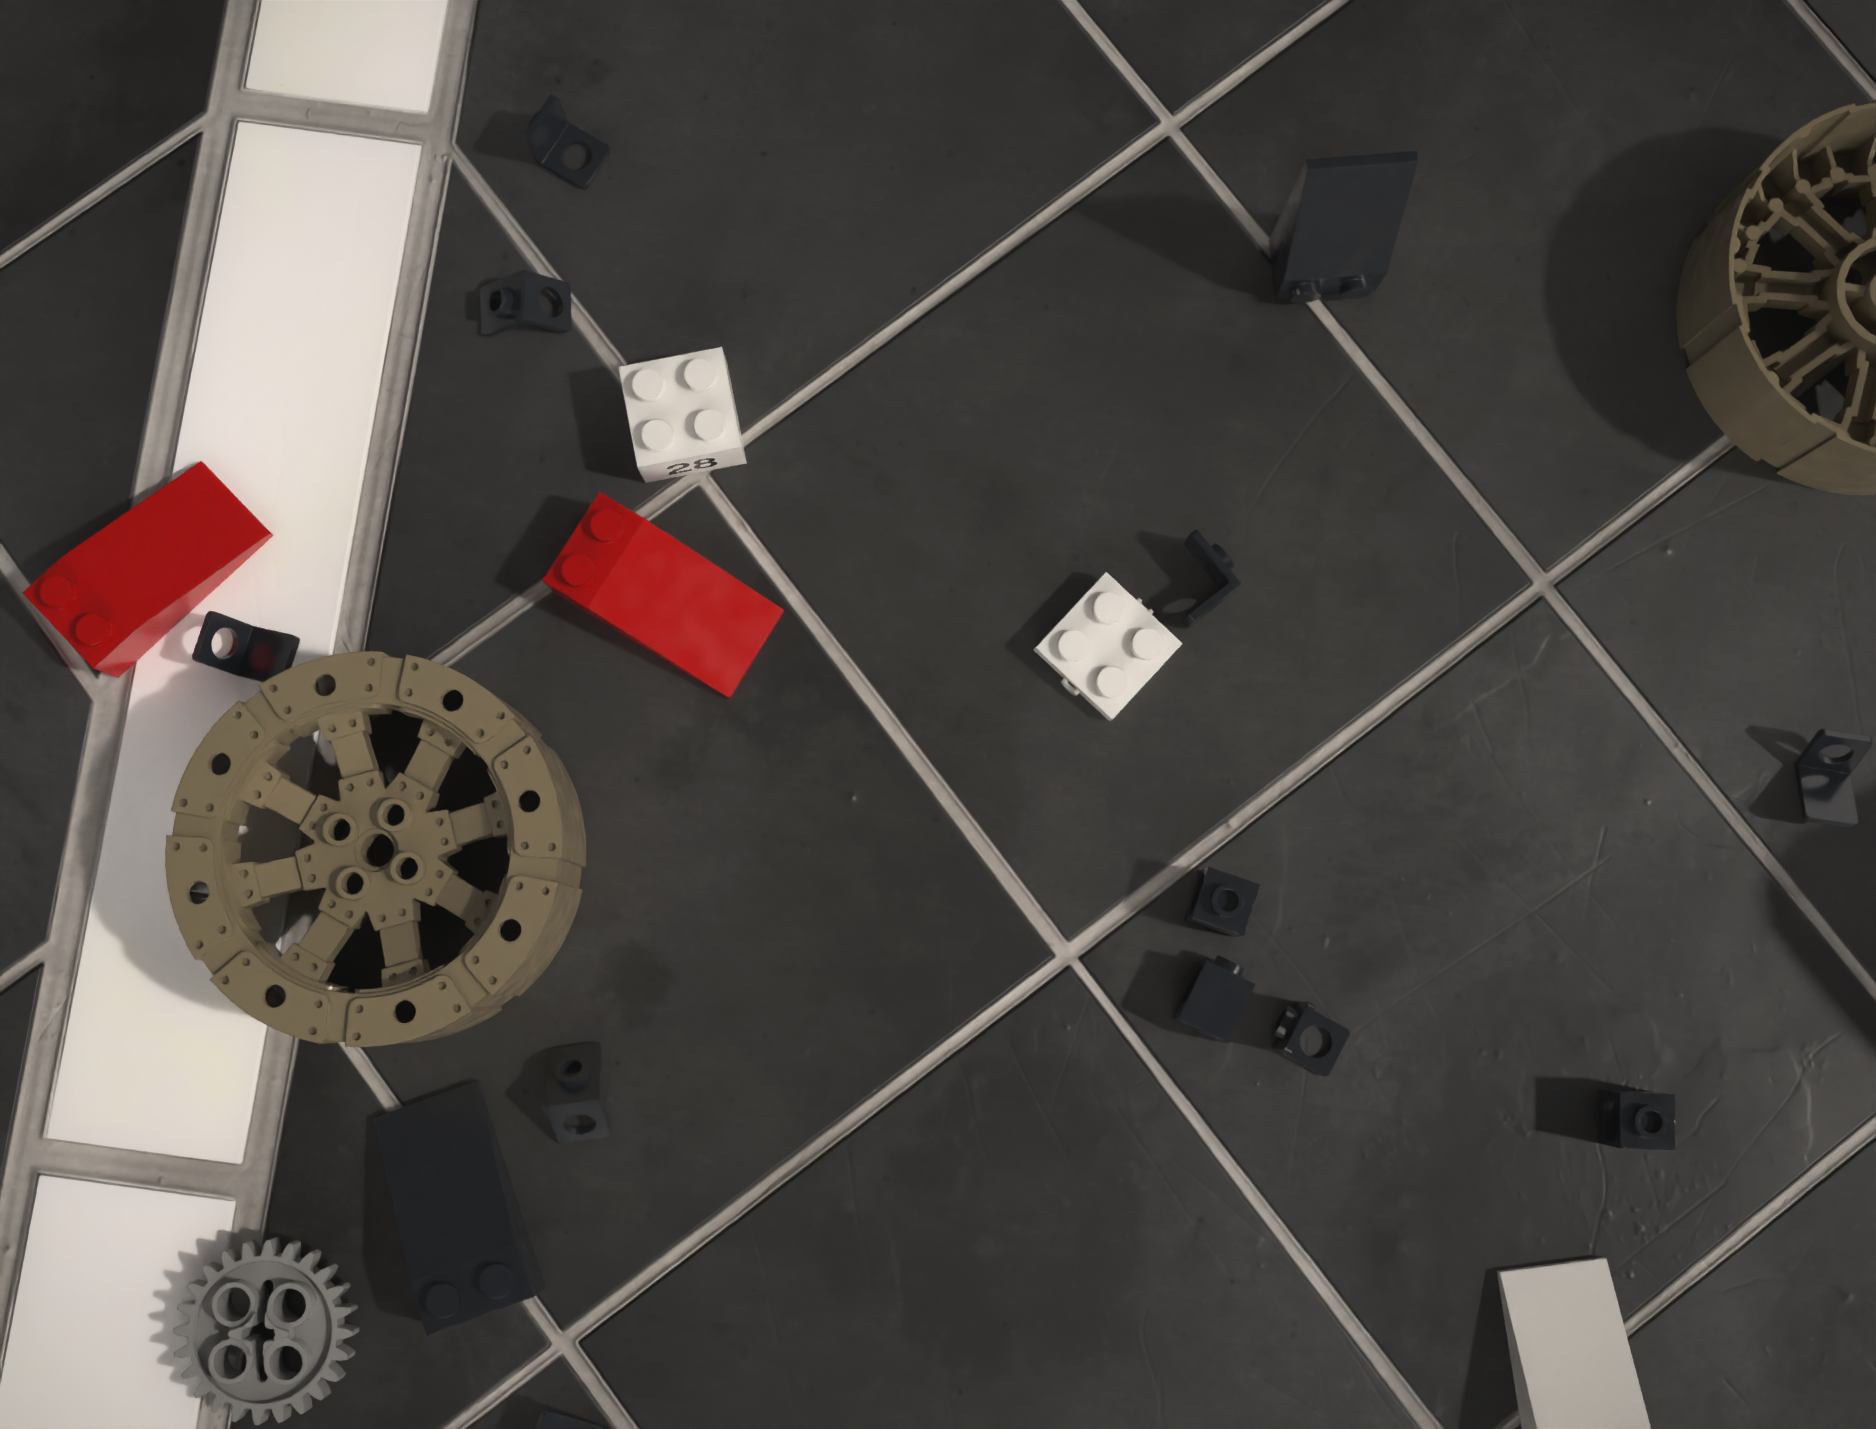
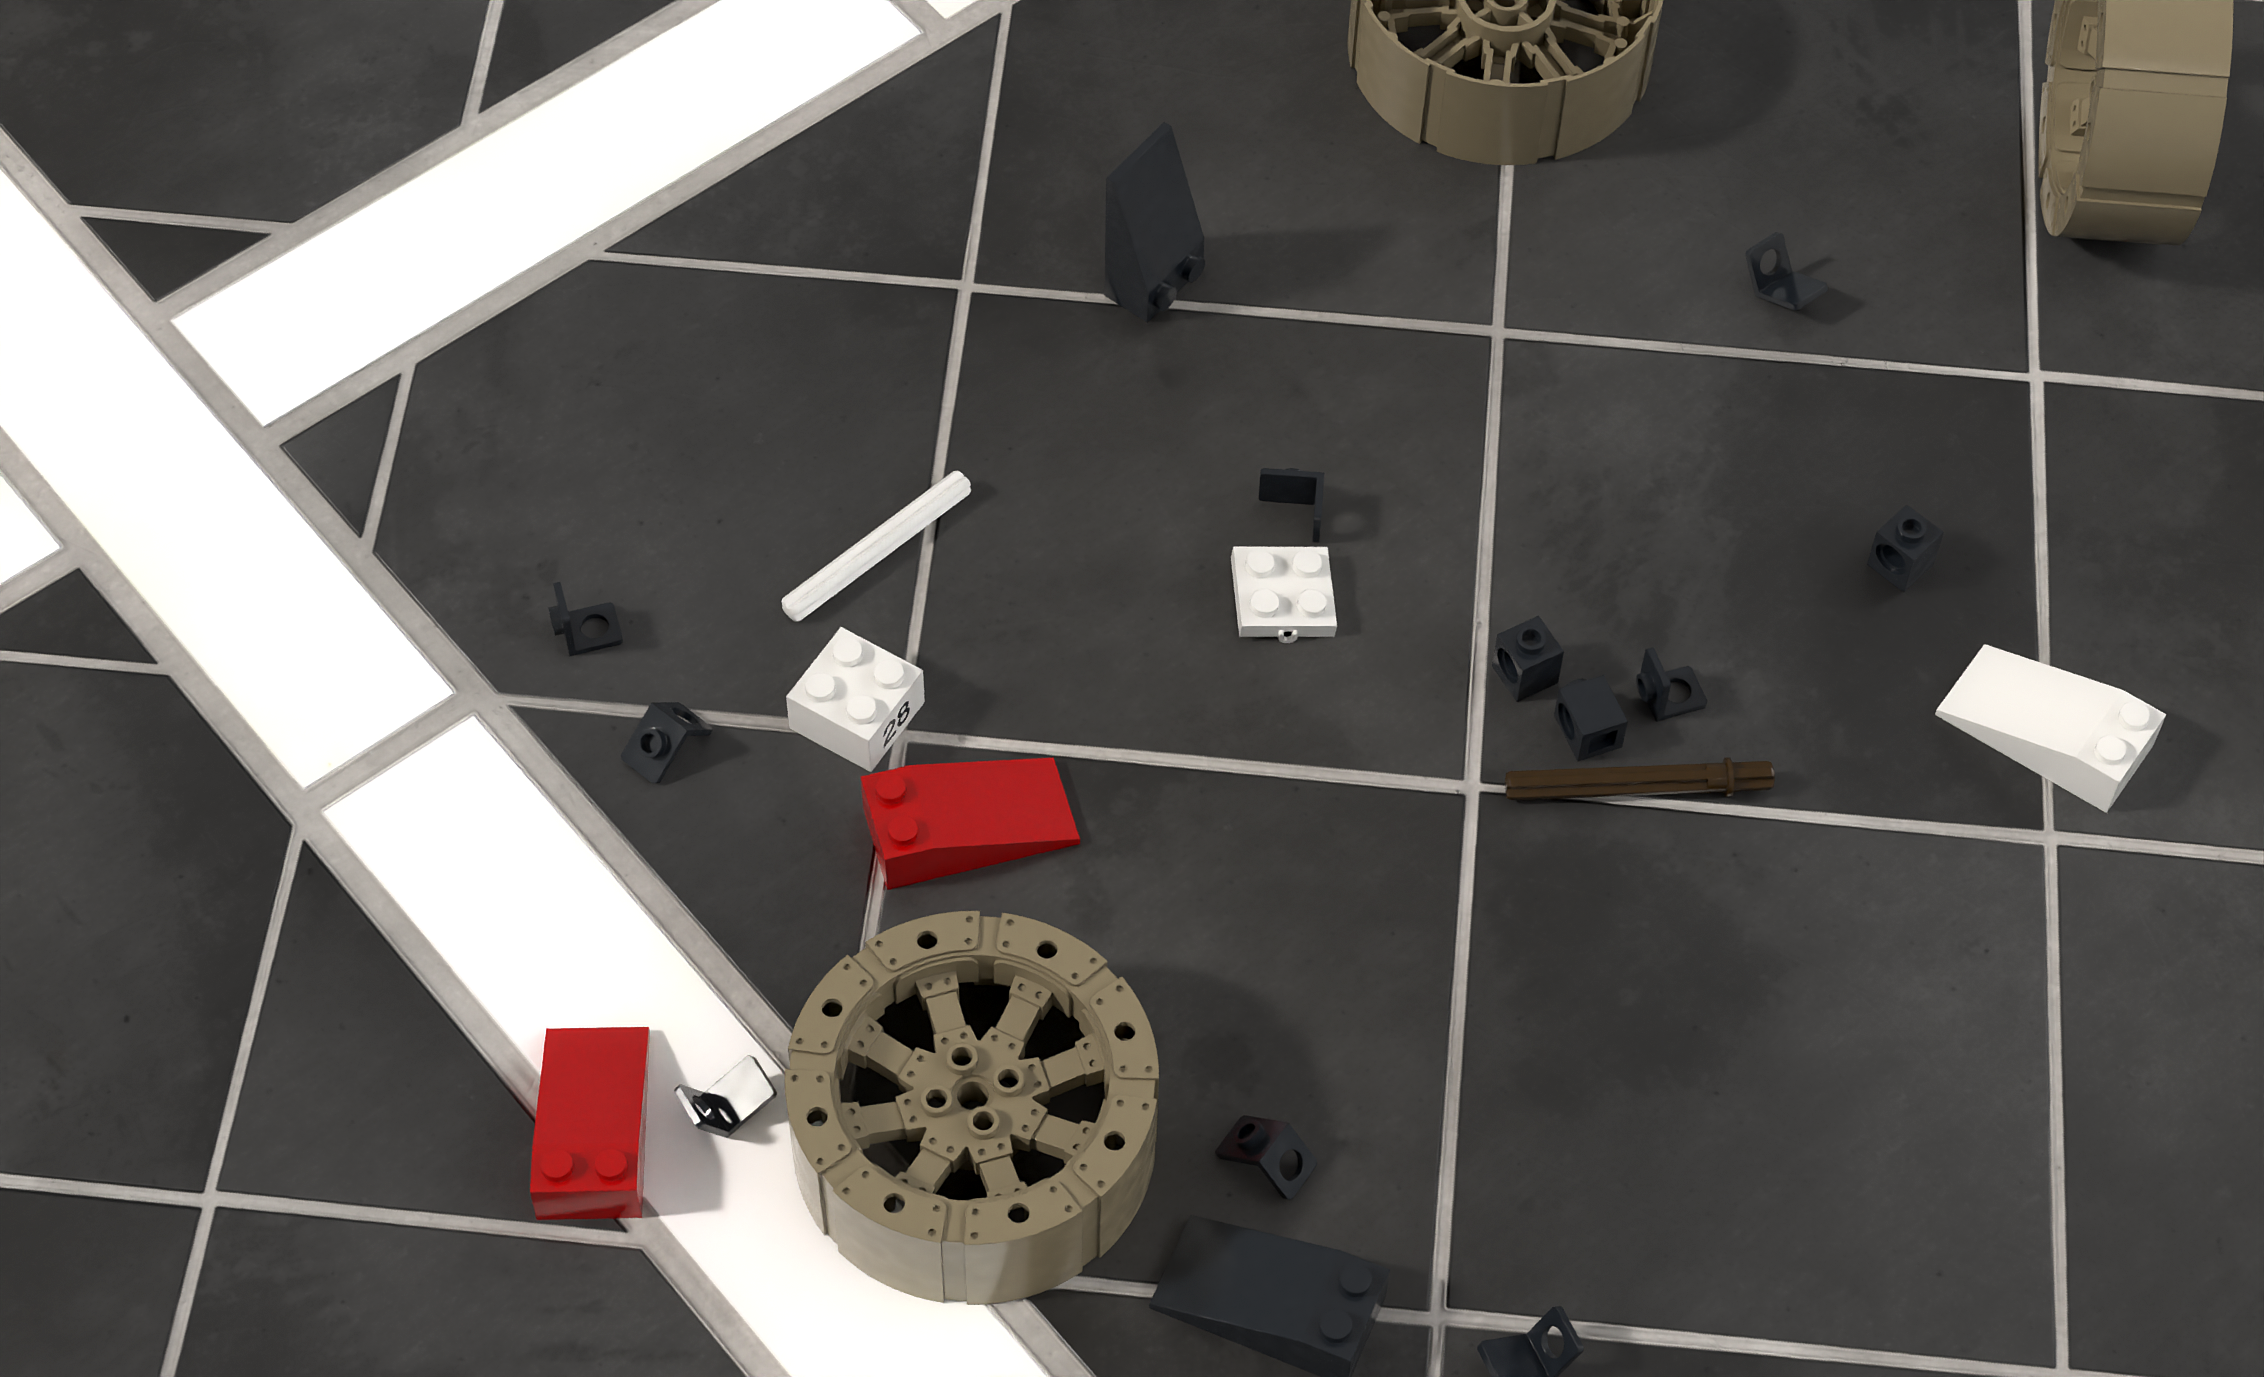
camera: 45 degrees left, 25 degrees down
(848, 294) = (876, 546): none -> white axle
(1194, 1091) = (1640, 780): none -> dark brown axle

